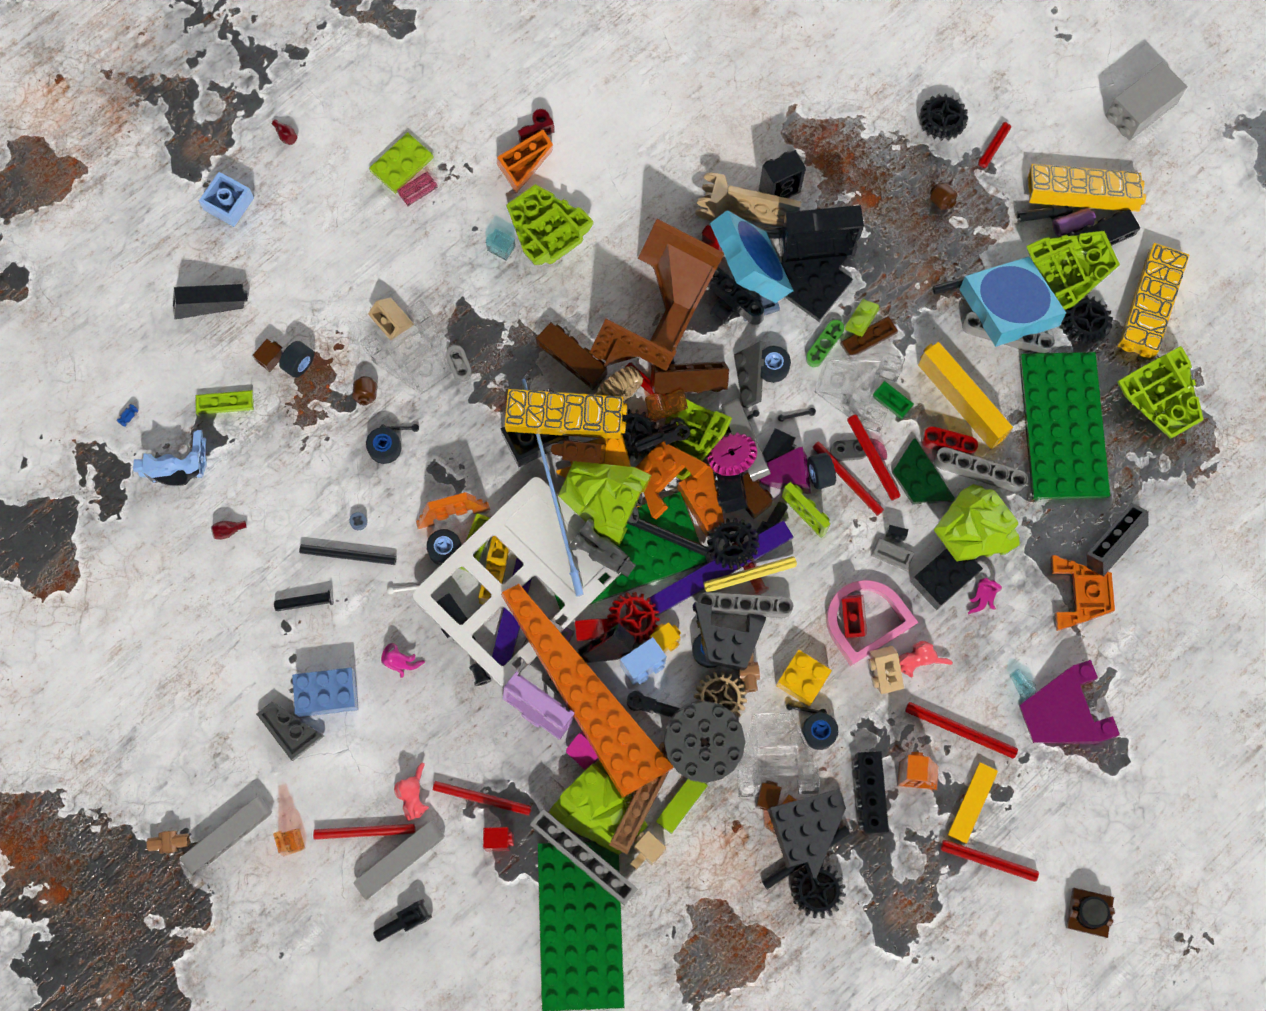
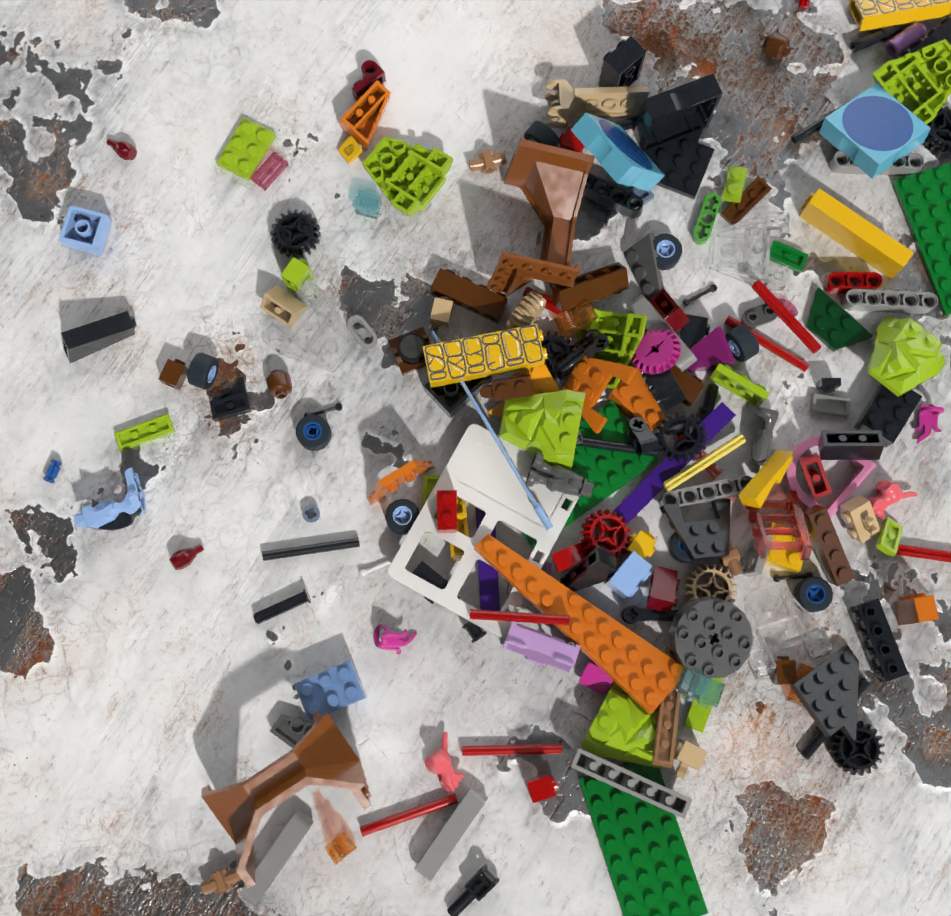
camera: 15 degrees left, 5 degrees up
(292, 743) = (317, 759): none -> dark orange panel
(314, 395) = (231, 402): none -> black wing
(411, 291) = (296, 274): none -> lime brick
(416, 245) = (298, 220): none -> black gear
(485, 551) = (446, 511): none -> red brick
(496, 390) = (410, 350): none -> piece
(500, 189) = (350, 150): none -> yellow slope
(524, 670) = (520, 617): none -> red piece
(540, 364) = (441, 311): none -> tan brick
(628, 234) = (487, 162): none -> medium nougat axle
(672, 683) = (662, 589): none -> dark red brick
(679, 787) = (700, 688): none -> clear light blue brick
(686, 222) = (541, 133): none -> black wheel
(695, 532) = (641, 436): none -> black piece
(759, 420) = (669, 310): none -> dark red brick
(777, 671) = (753, 564): none -> light grey plate
(813, 602) = (770, 473): none -> yellow slope
(815, 567) = (764, 437): none -> dark grey piece
(819, 649) = (794, 517): none -> clear red fence
(845, 685) = (827, 545): none -> reddish brown brick
(896, 595) = (850, 445): none -> black brick
(910, 696) = (889, 537): none -> lime plate

